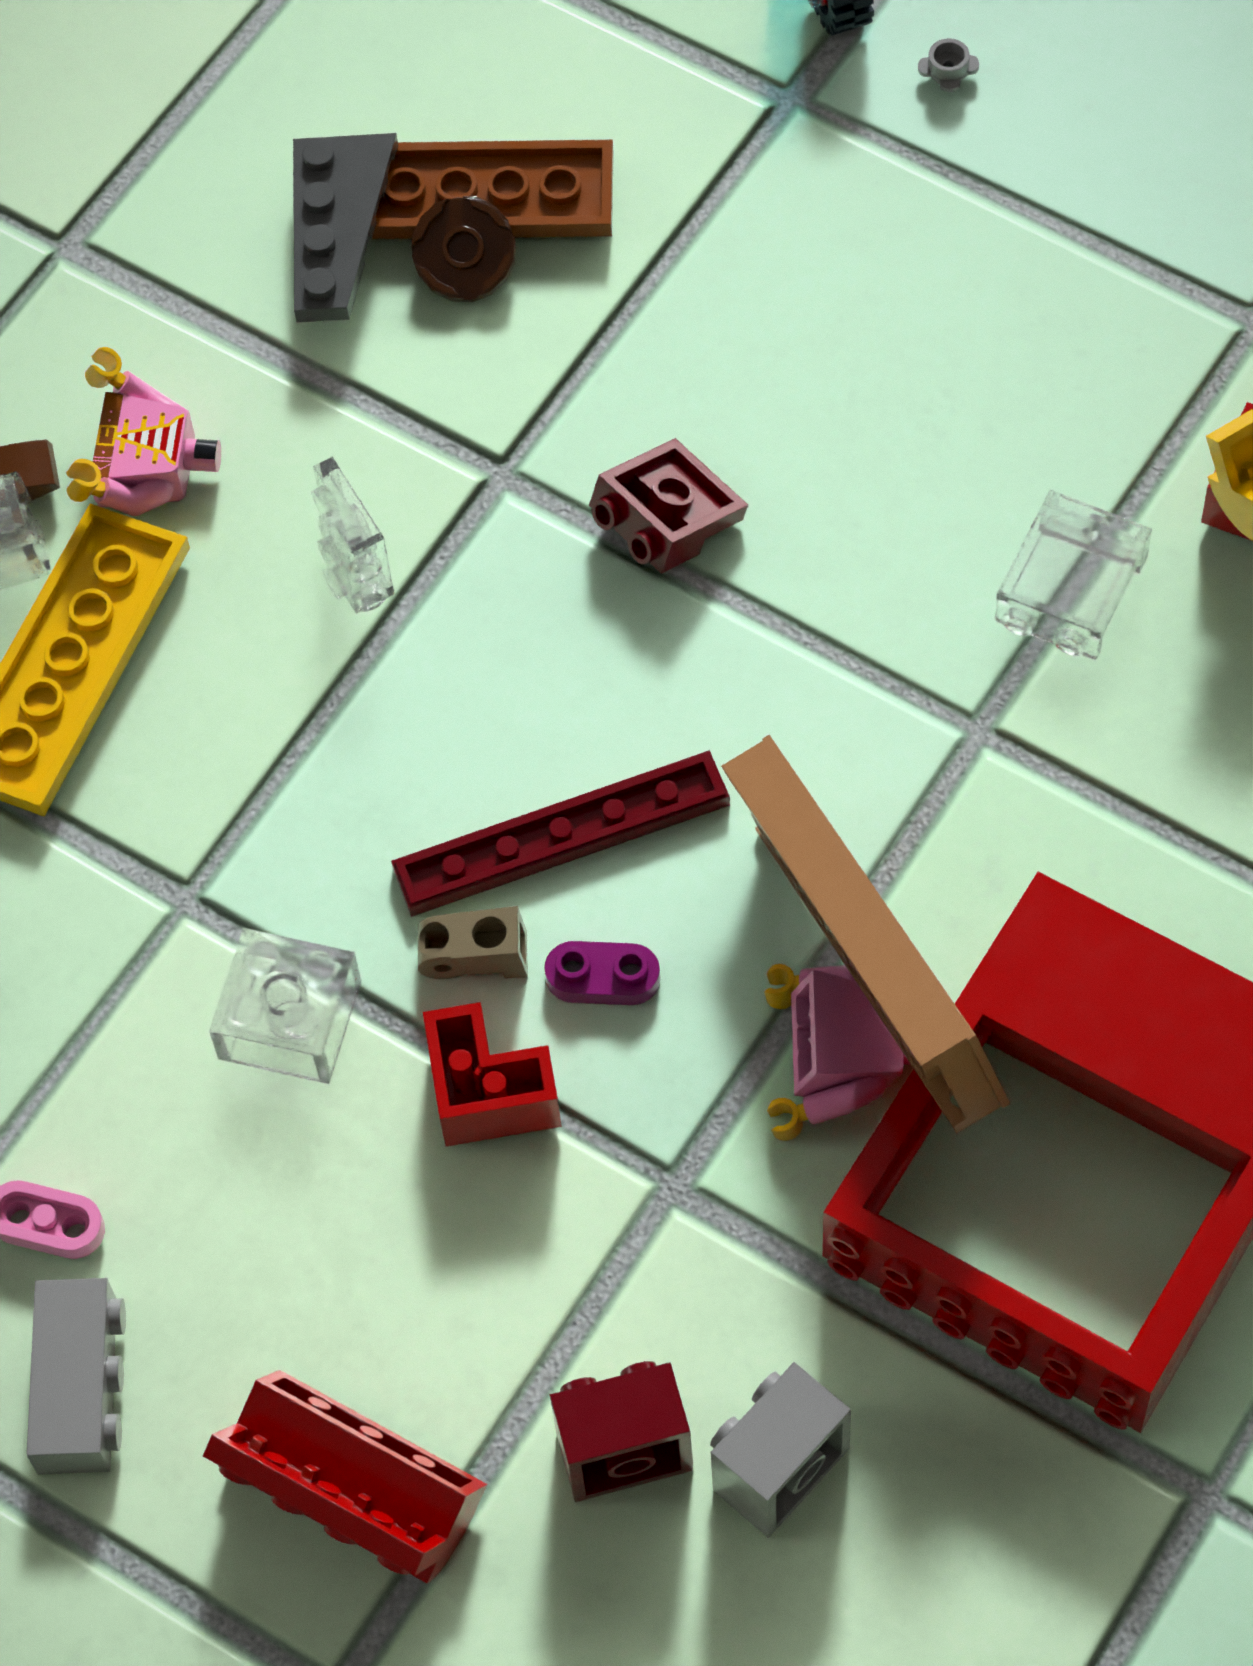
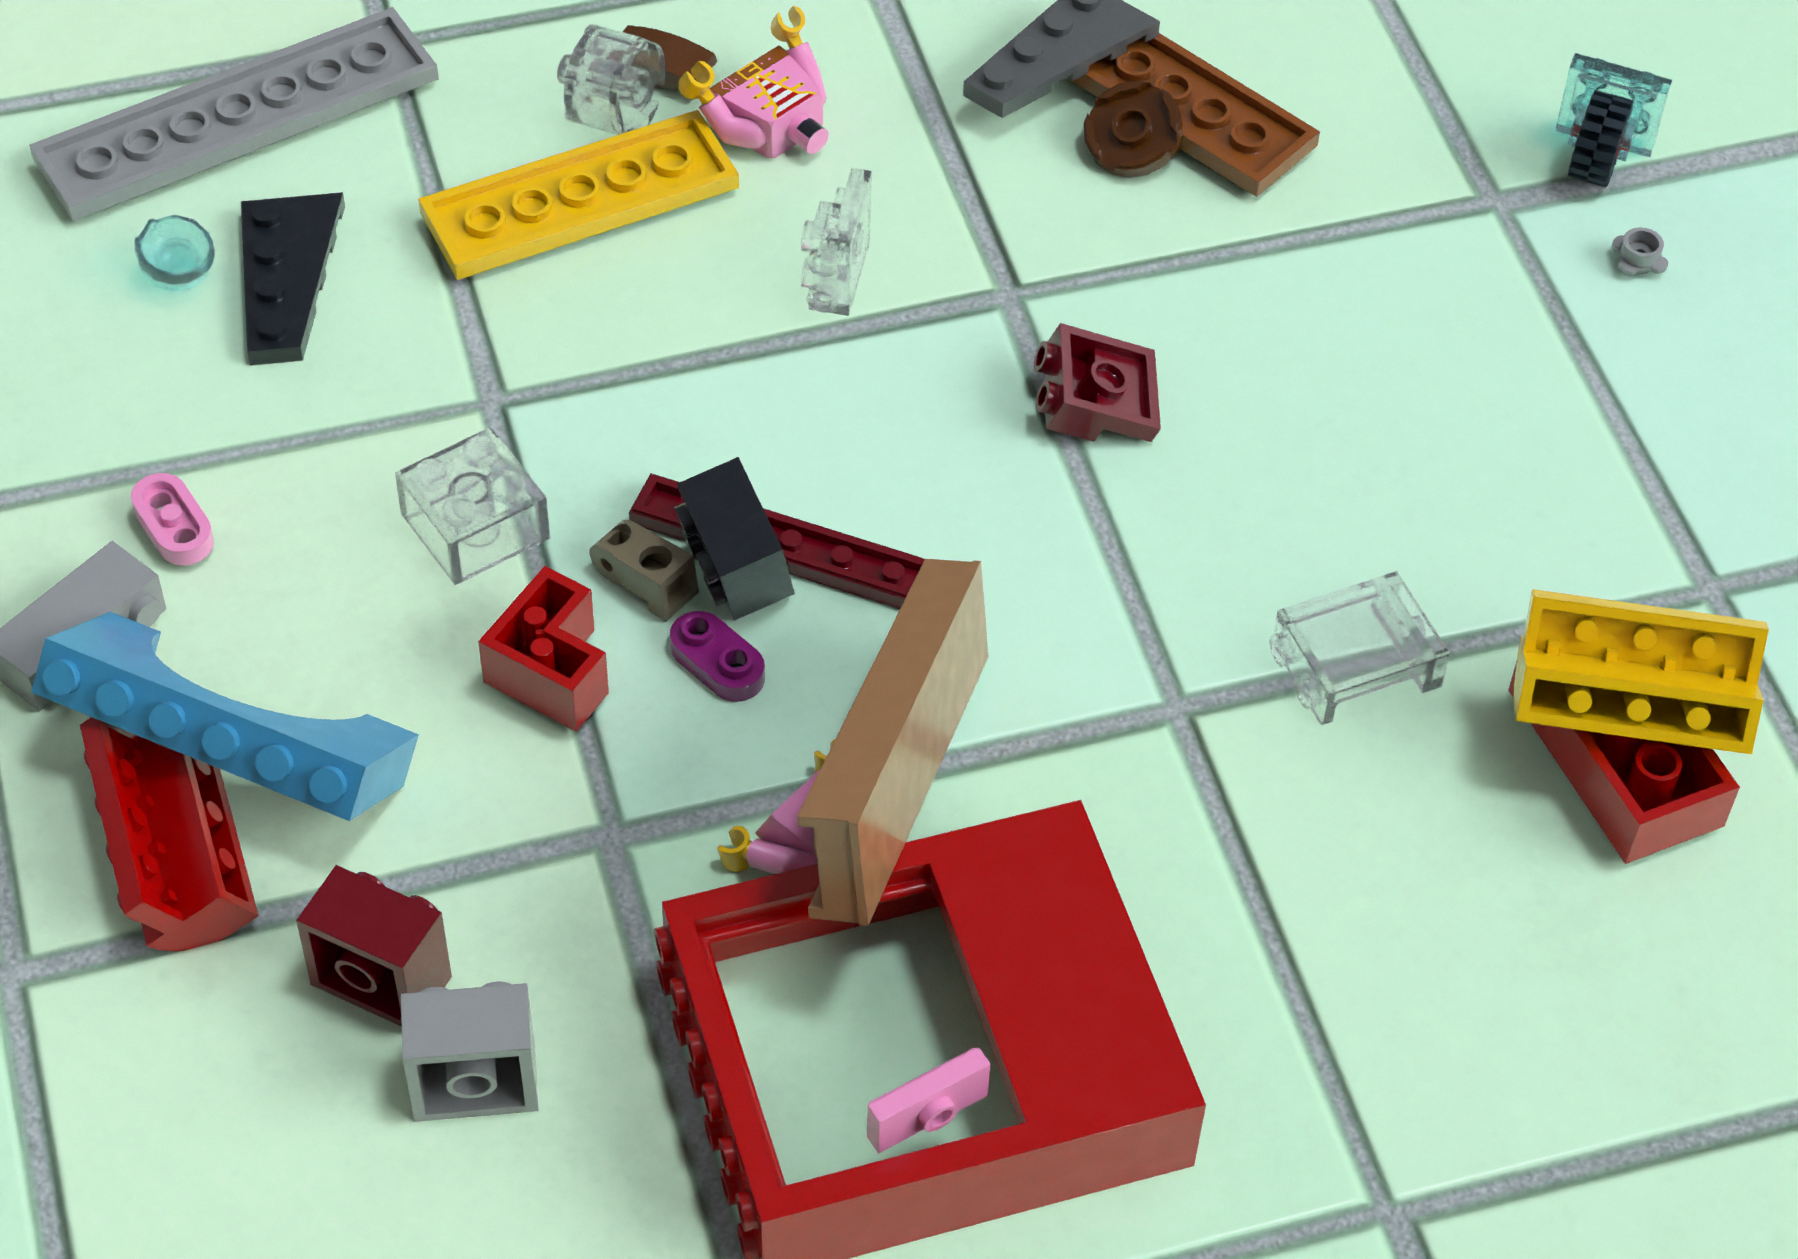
camera: 35 degrees right, 10 degrees down
(202, 1395) = (114, 676): none -> dark azure arch
(542, 867) = (733, 540): none -> black brick
(1182, 1201) = (928, 1100): none -> bright pink plate

